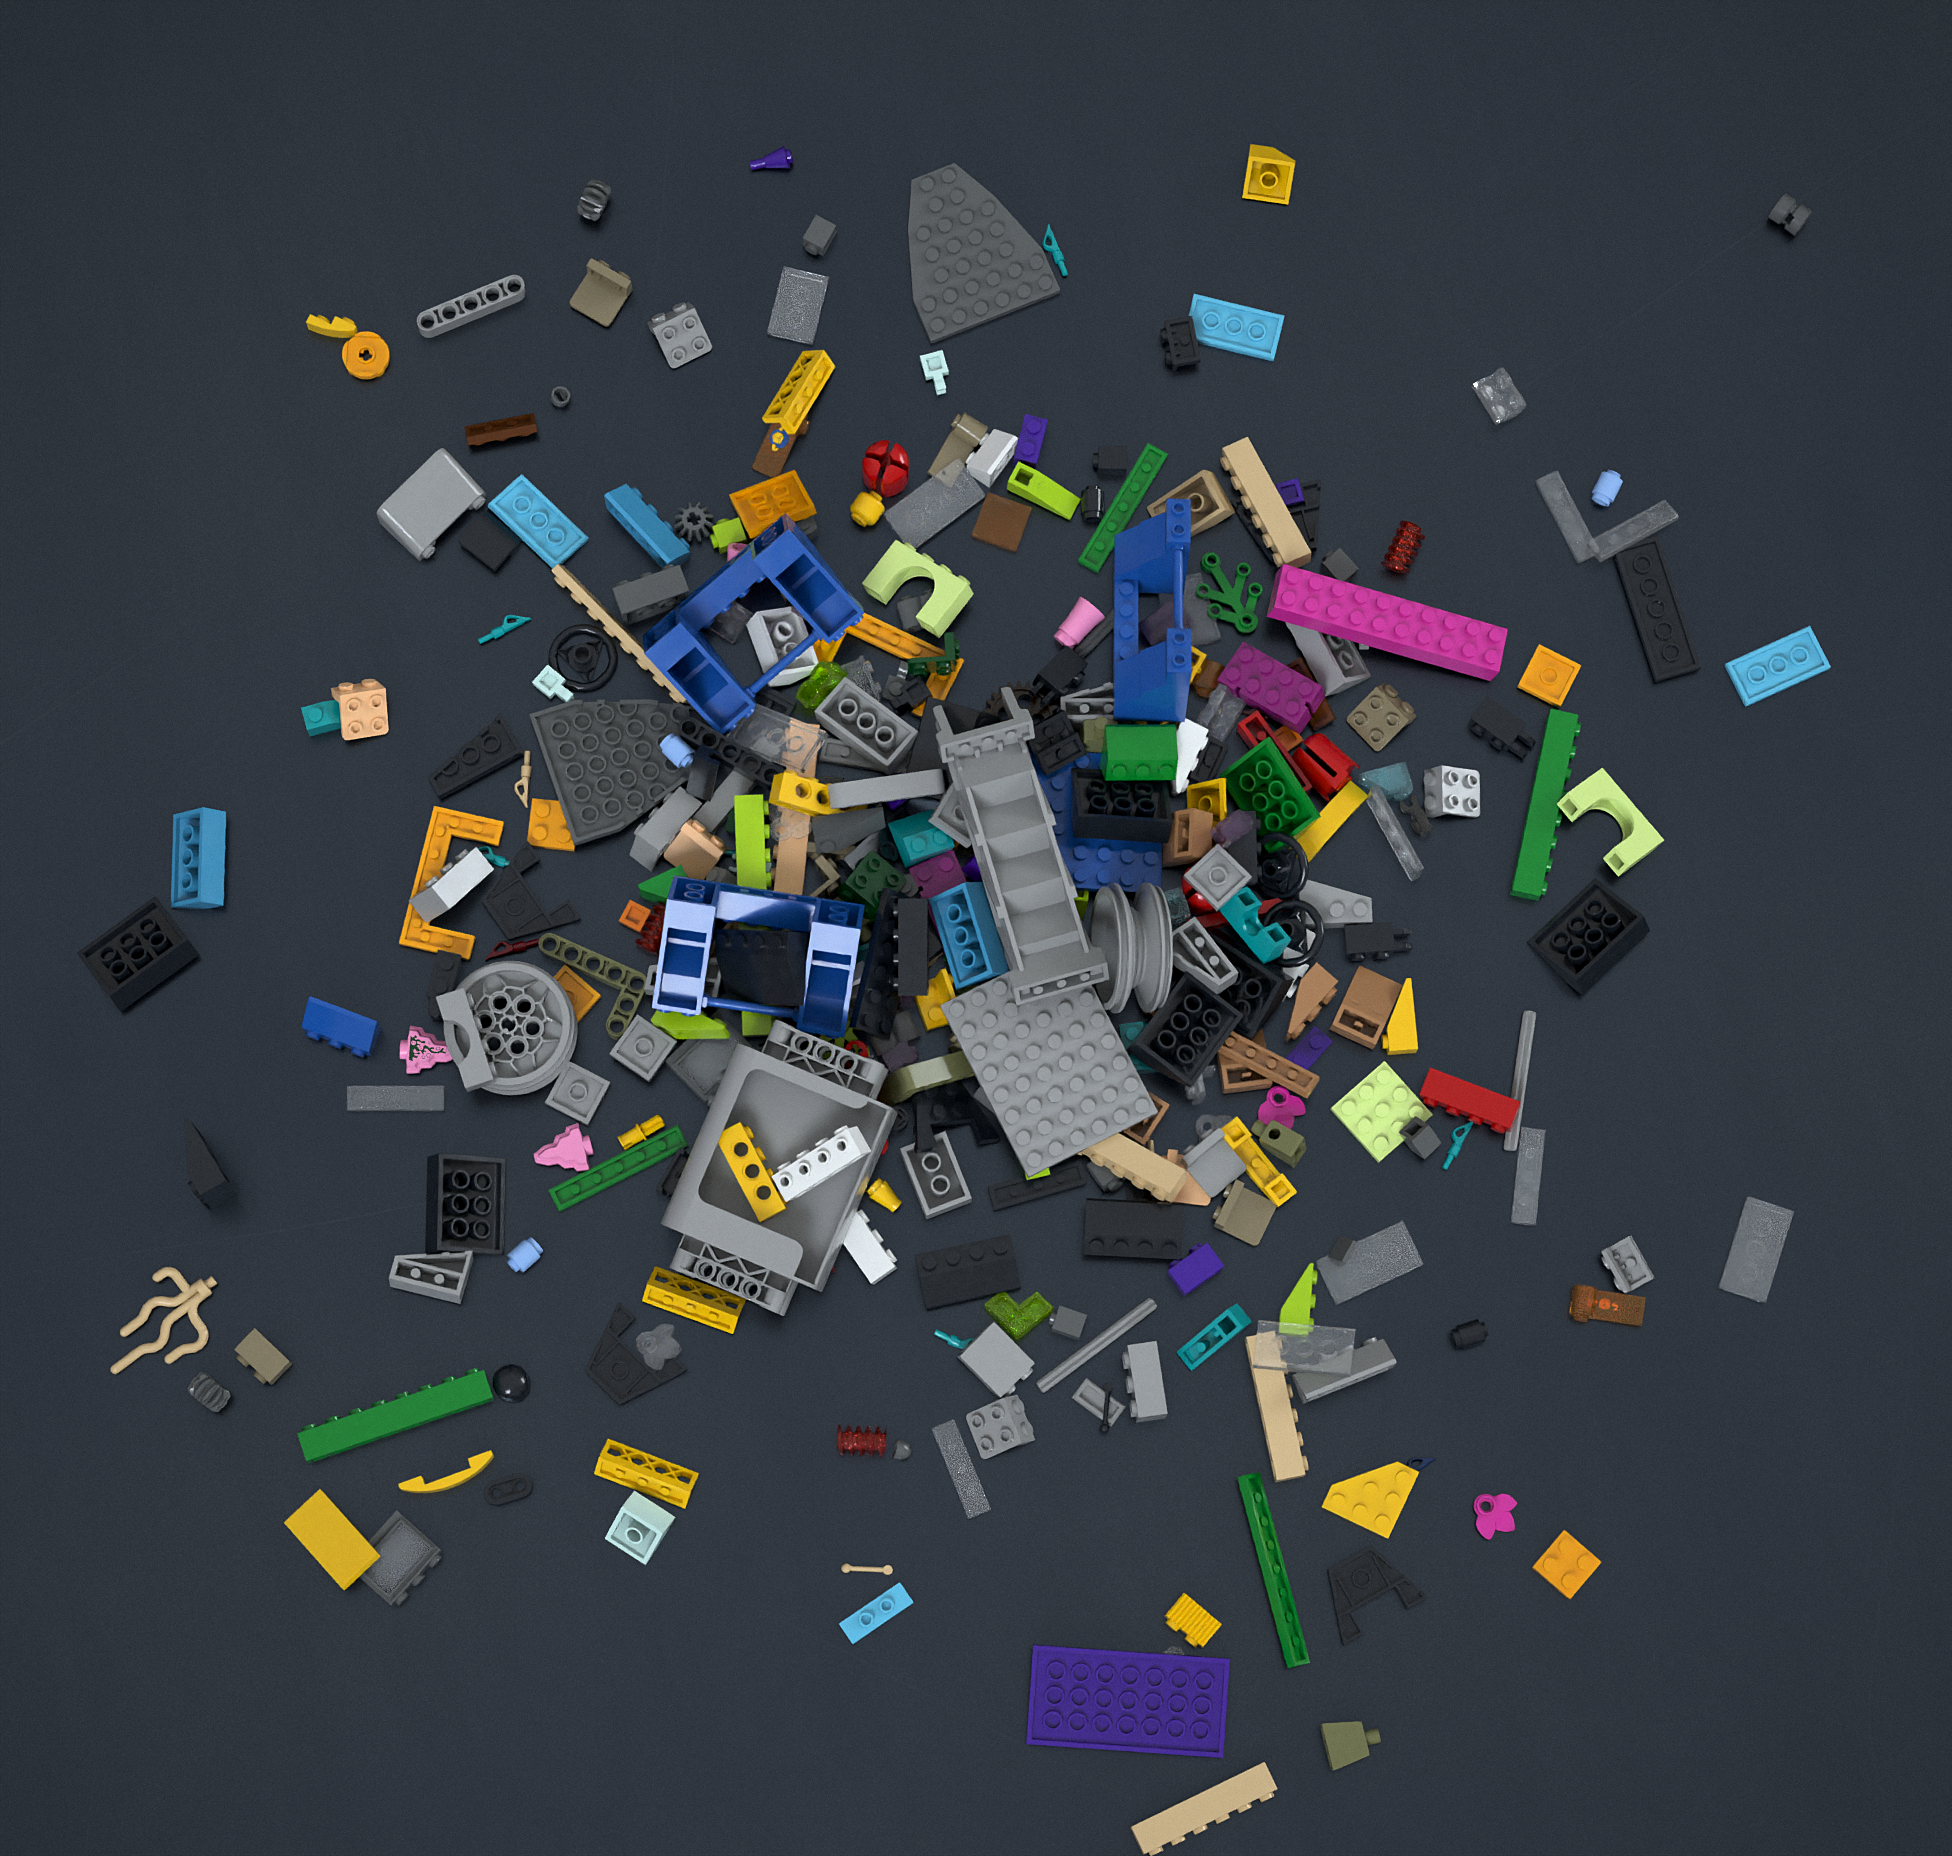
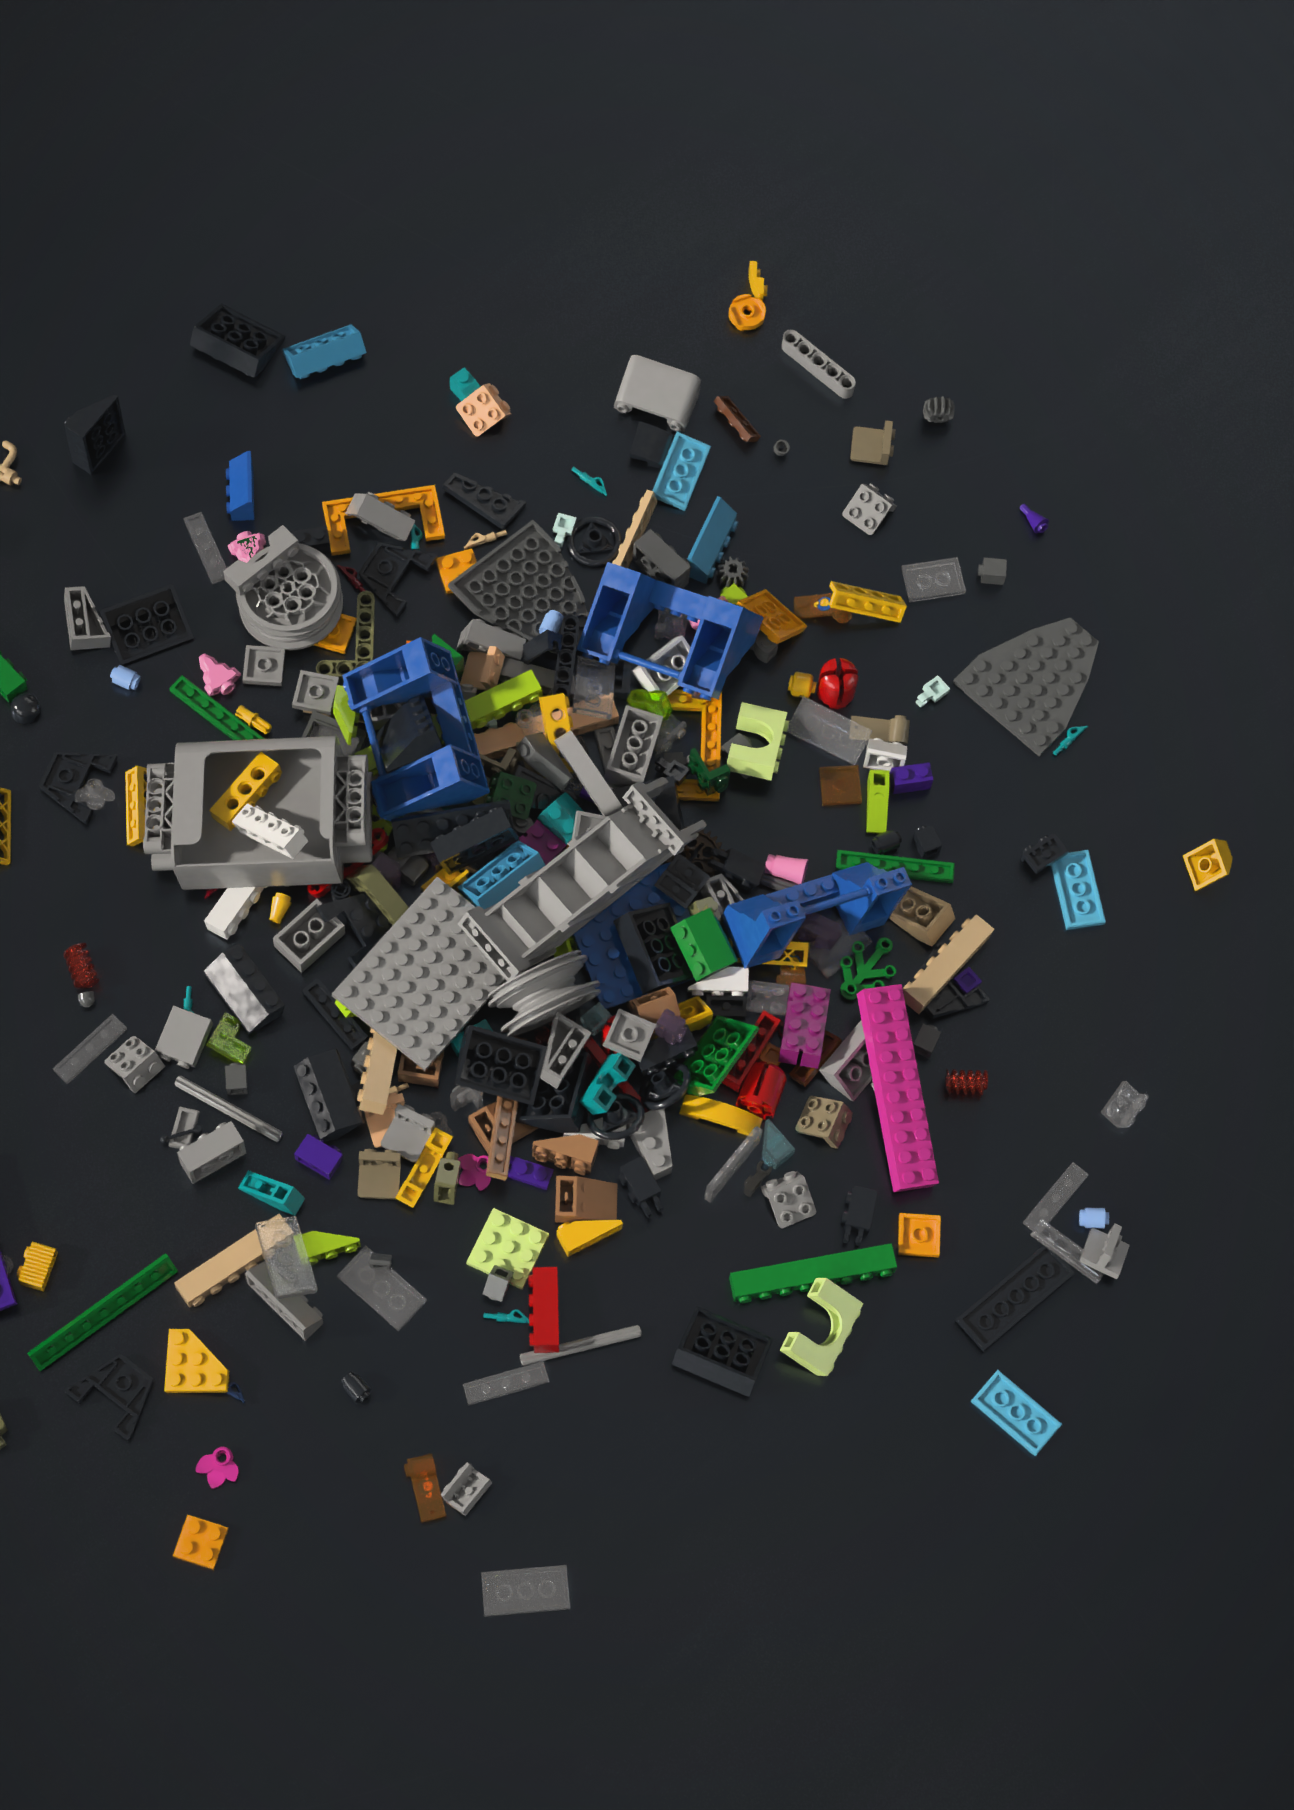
camera: 65 degrees right, 10 degrees down
(1649, 493) = (1105, 1251): none -> light grey bracket

